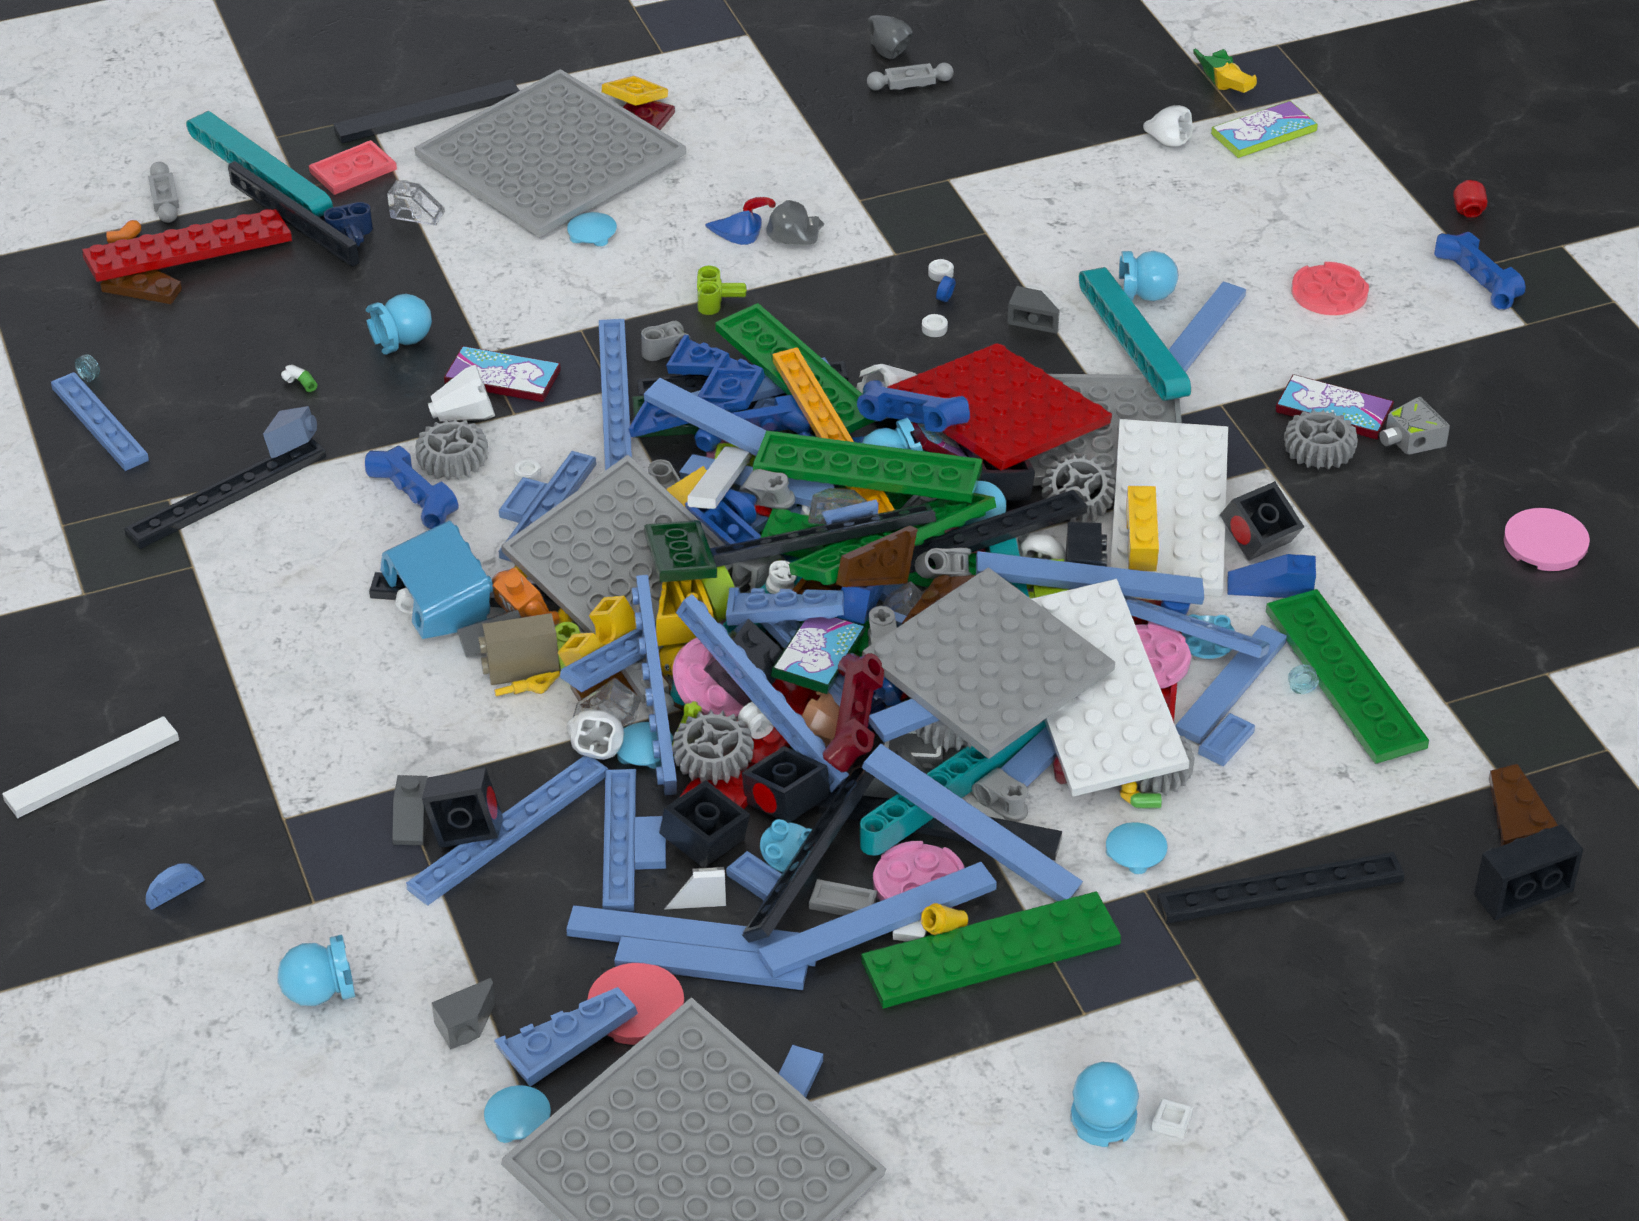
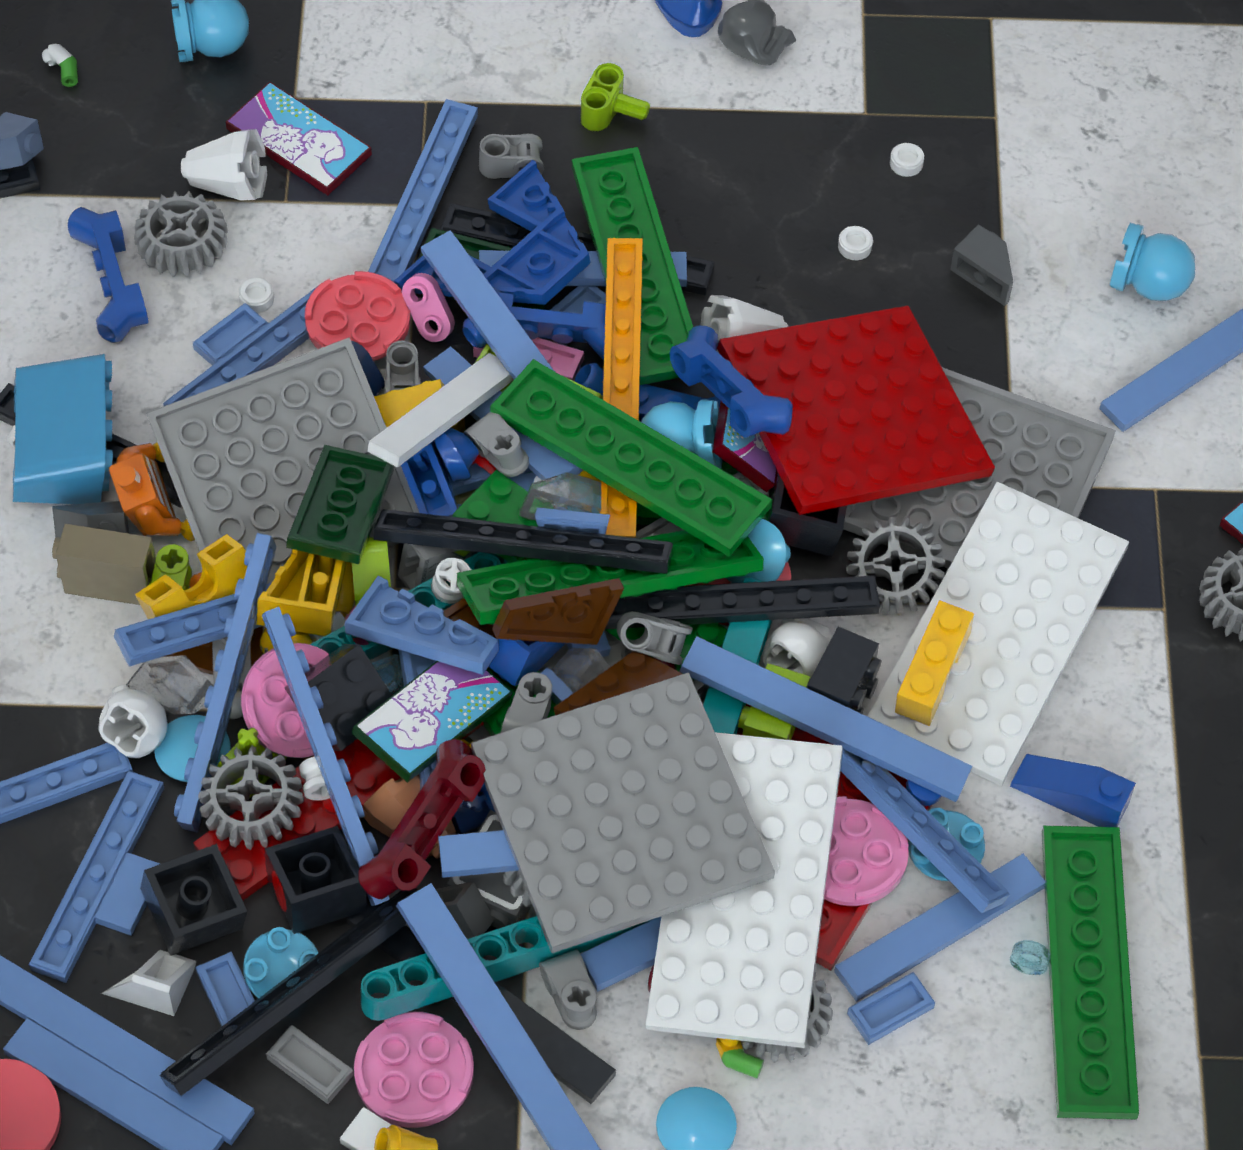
camera: 20 degrees right, 15 degrees up
(537, 684) = (105, 610): yellow hand -> none
(607, 448) = (358, 307): none -> coral tile
(661, 438) = (430, 307): none -> bright pink plate
(875, 920) = (327, 1115): medium blue tile -> none
(945, 289) = (894, 193): blue tile -> none
(1135, 334) = (1091, 350): teal beam -> none
(1261, 520) = (1098, 701): black brick -> none

